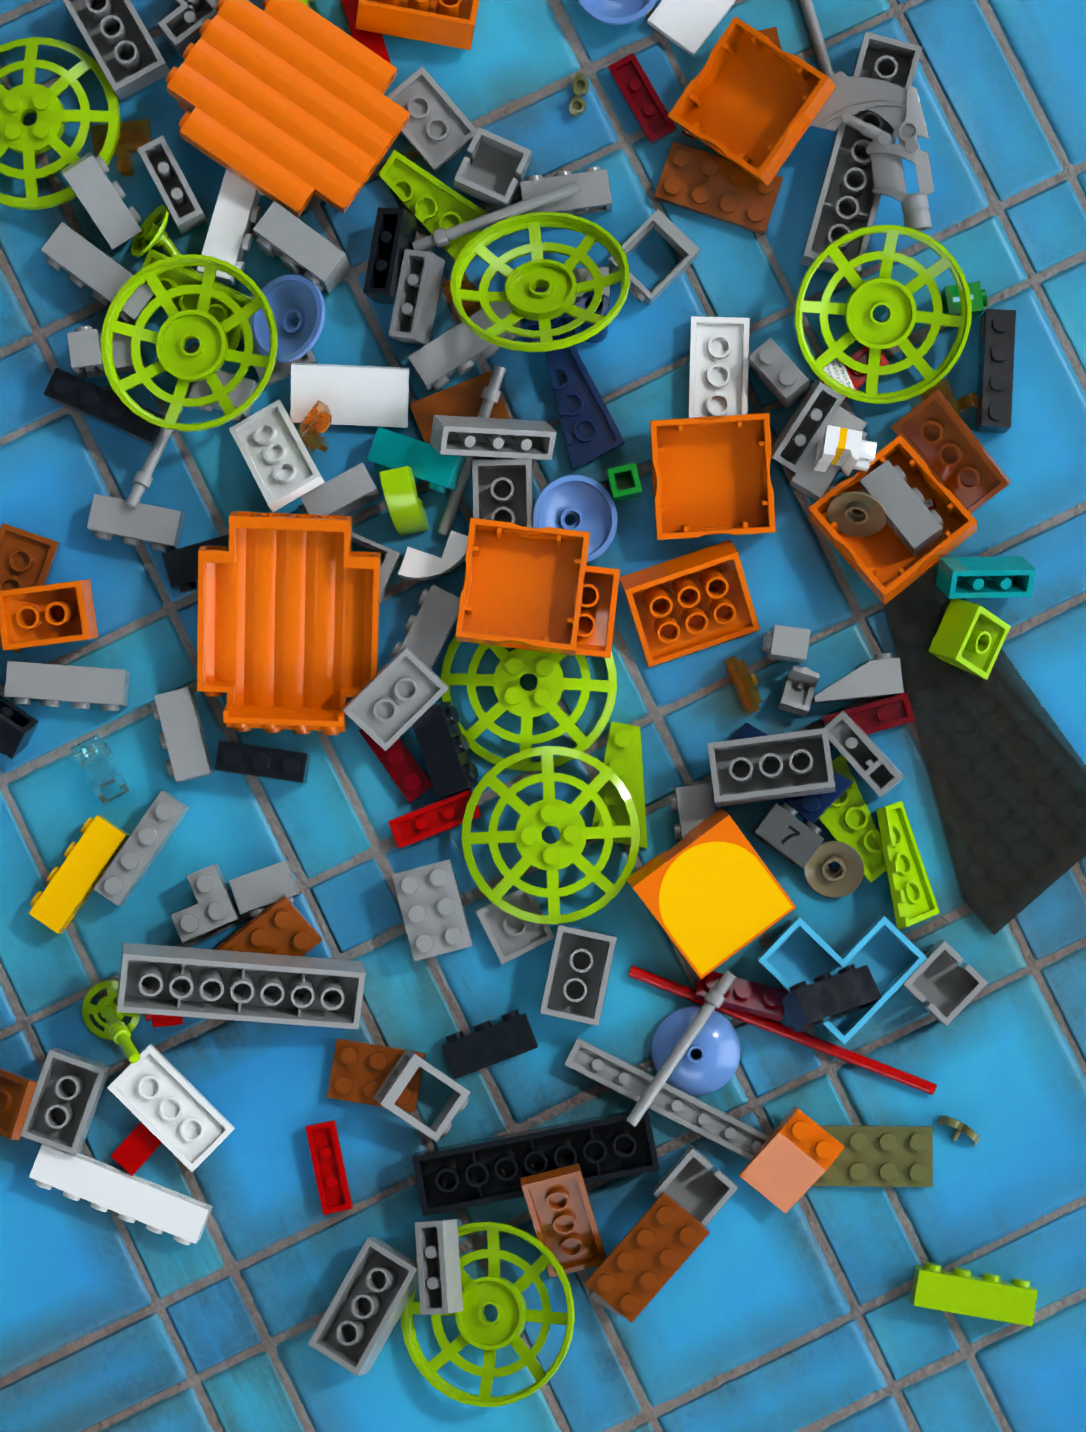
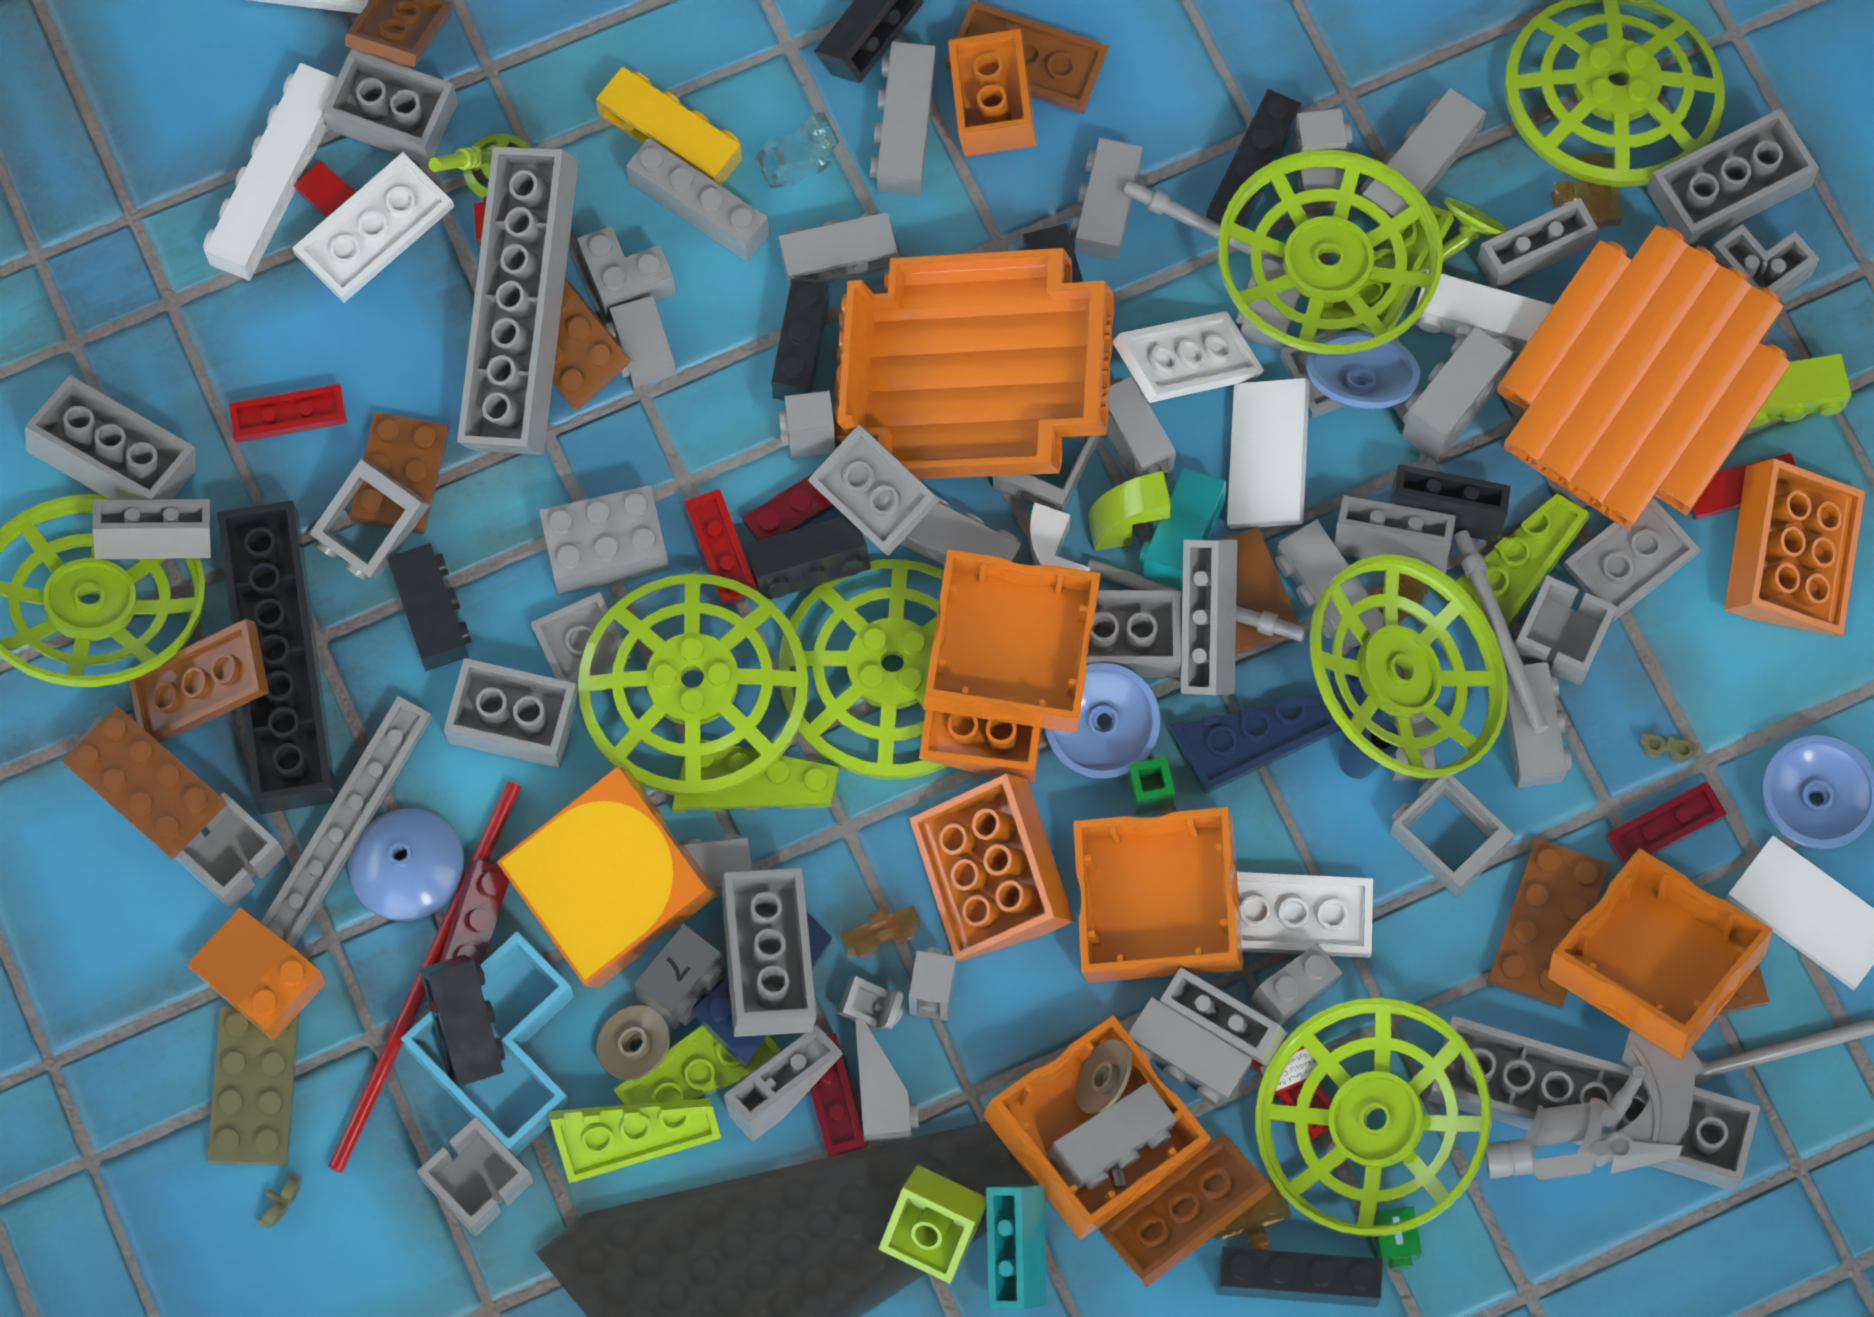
camera: 90 degrees right, 15 degrees down
(102, 199) = (1514, 159): light grey brick -> none
(316, 422) = (1224, 406): clear orange bracket -> none
(336, 752) = (808, 424): none -> light grey brick
(713, 1000) = (468, 876): light grey bar -> none
(844, 449) = (1190, 1051): white hips -> none
(973, 1295) = (60, 1208): lime brick -> none

